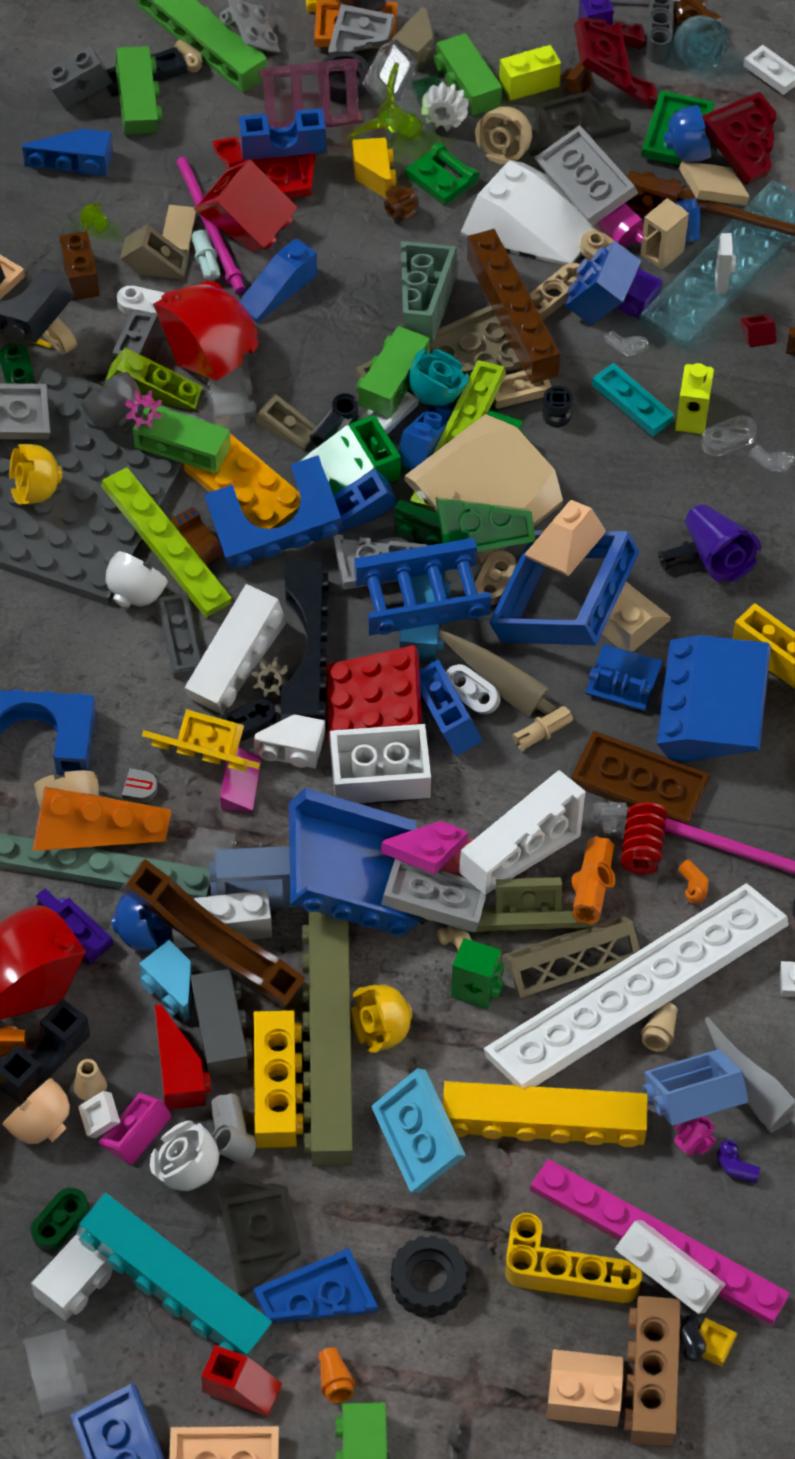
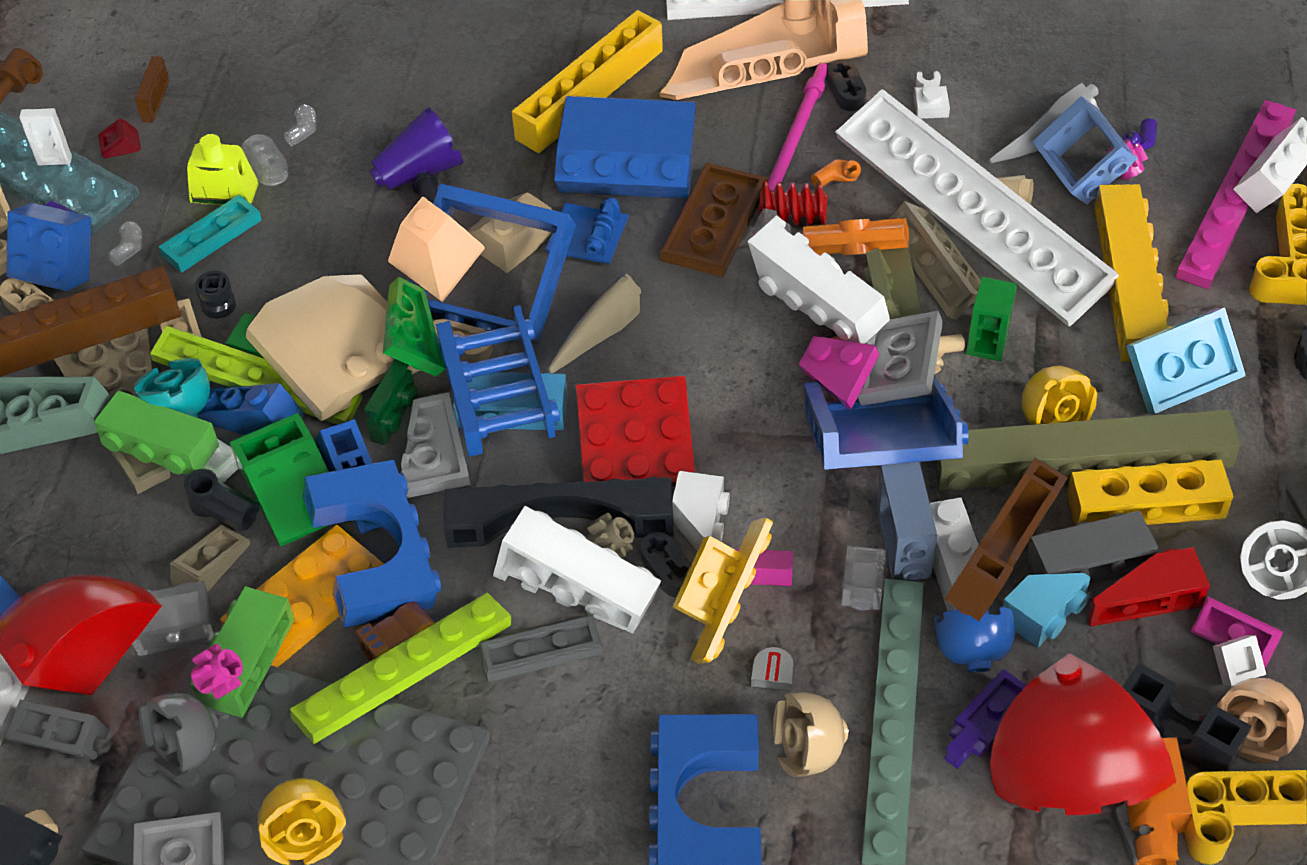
camera: 90 degrees left, 5 degrees down
(88, 1080) = (1199, 673): tan cone -> none
(90, 820) = (849, 694): orange wing -> none
(133, 581) = (471, 694): white cylinder -> none
(165, 384) = (114, 727): lime slope -> none
(230, 1129) = (1220, 529): light grey piece -> none
(380, 763) = (731, 420): white brick -> none
(448, 708) = (659, 357): blue slope -> none
(474, 689) = (613, 353): white plate -> none
(542, 728) = (661, 293): tan axle -> none

